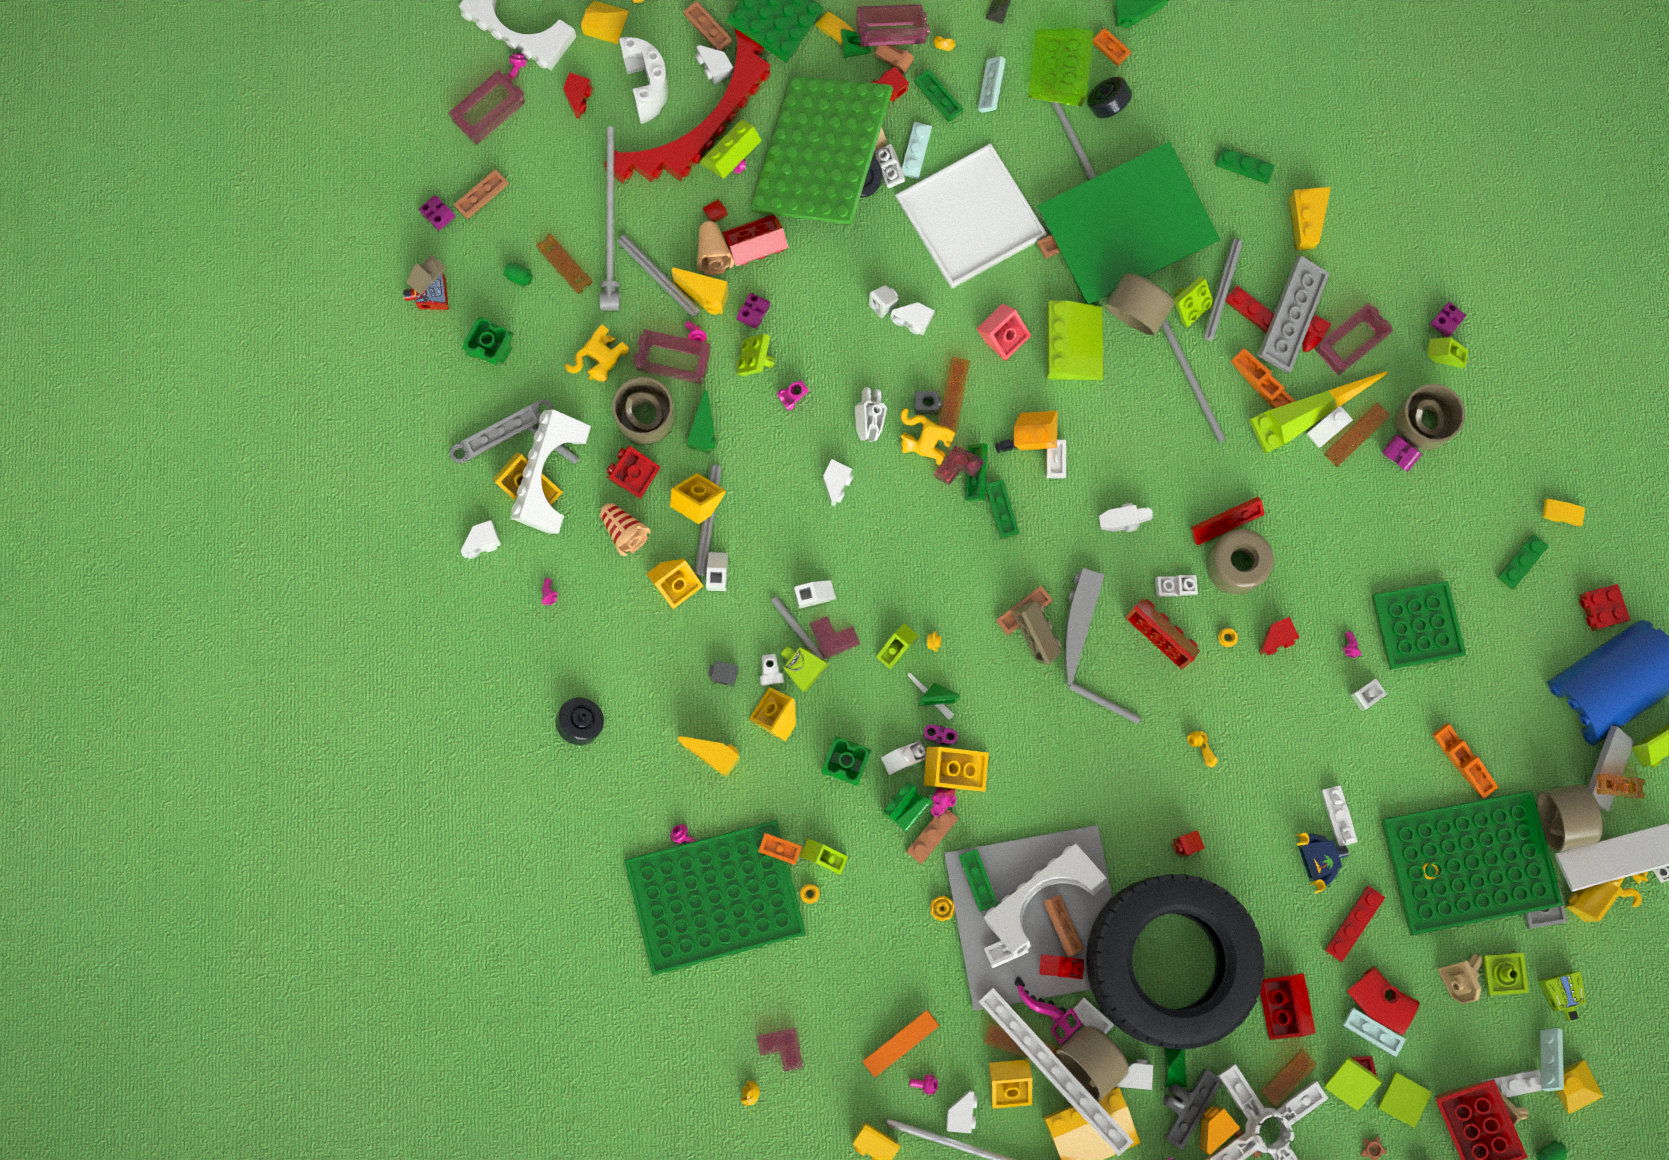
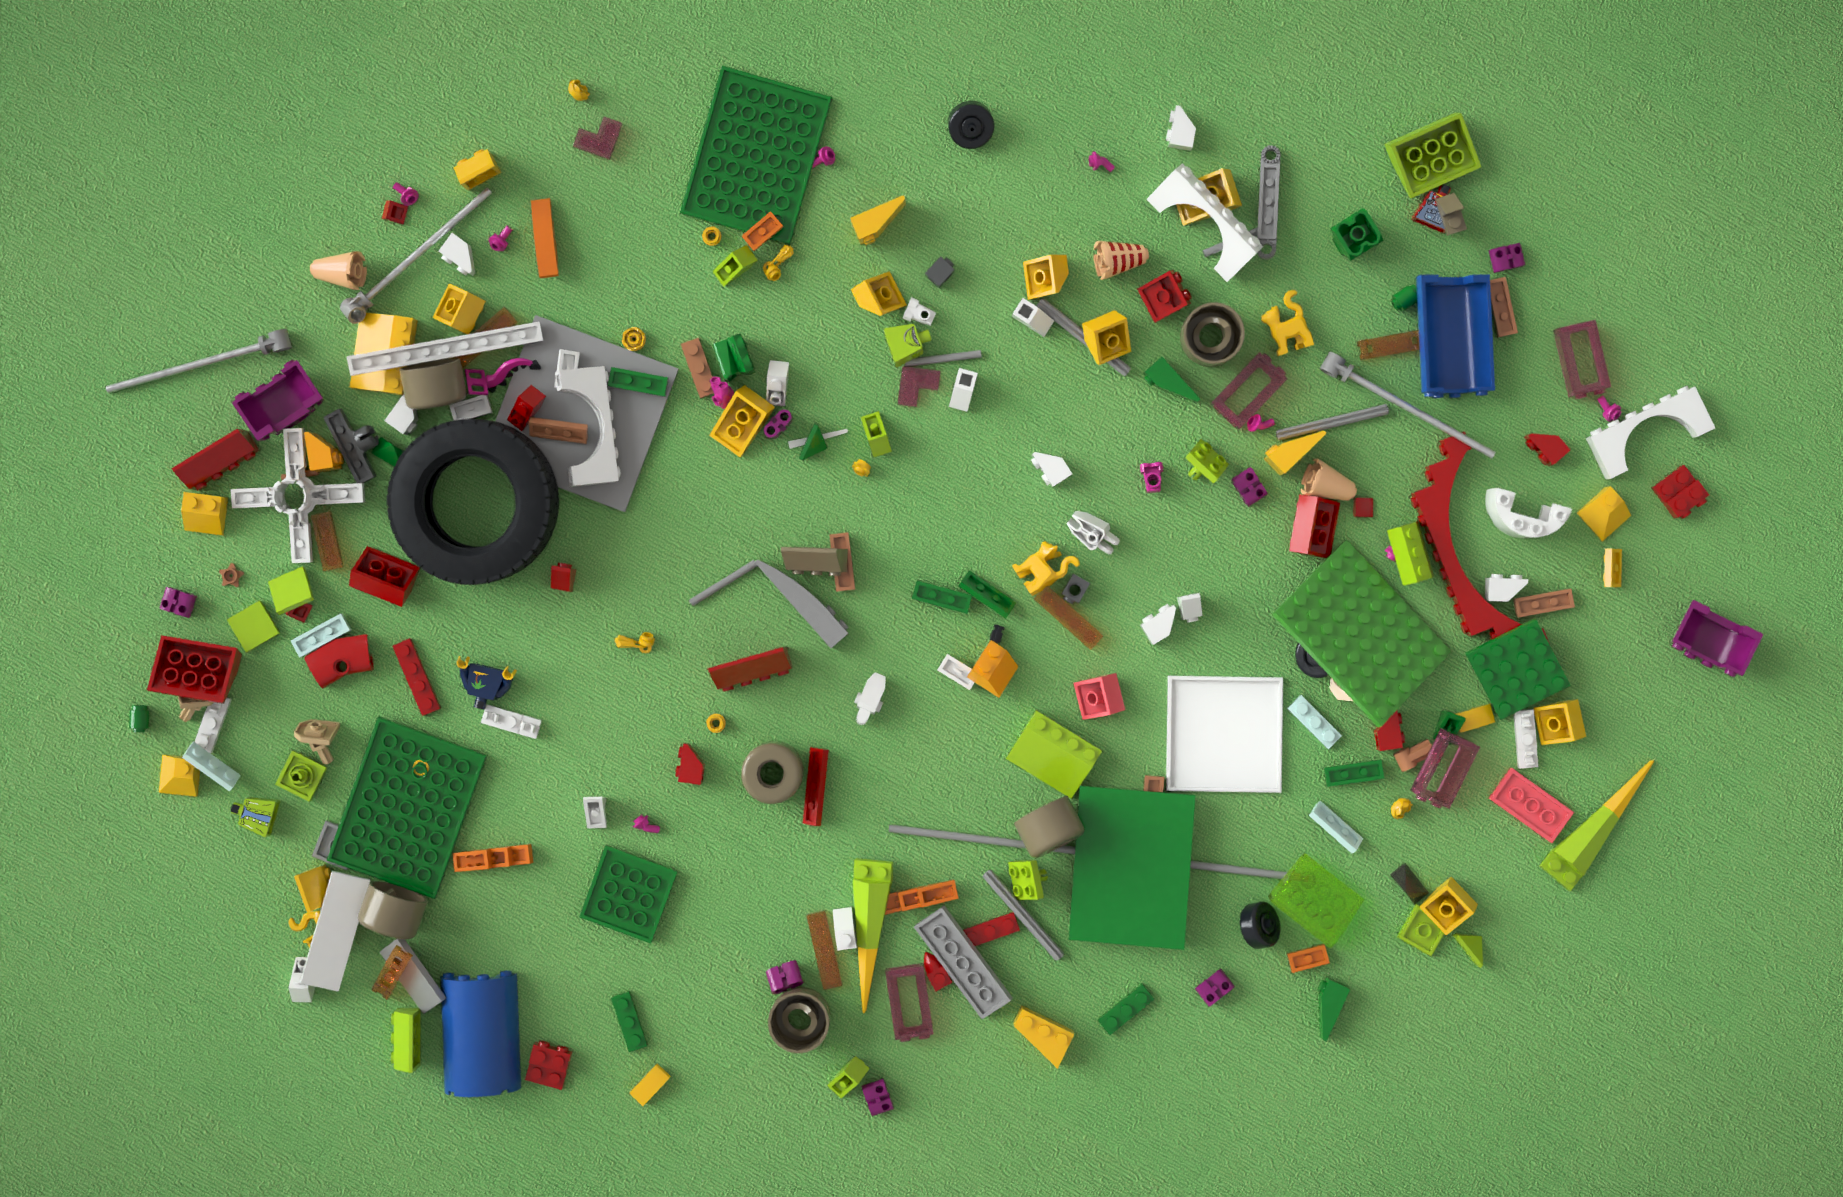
camera: 125 degrees right, 10 degrees up
(382, 319) = (1433, 154): none -> lime slope
(526, 213) = (1455, 335): none -> blue cylinder
(809, 818) = (773, 272): none -> yellow piece
(846, 760) = (802, 330): green piece -> none
(890, 166) = (1313, 689): white slope -> none
(958, 461) = (1006, 584): clear pink plate -> none
(1176, 586) = (786, 707): white slope -> none
(1182, 105) = (1214, 987): none -> magenta piece

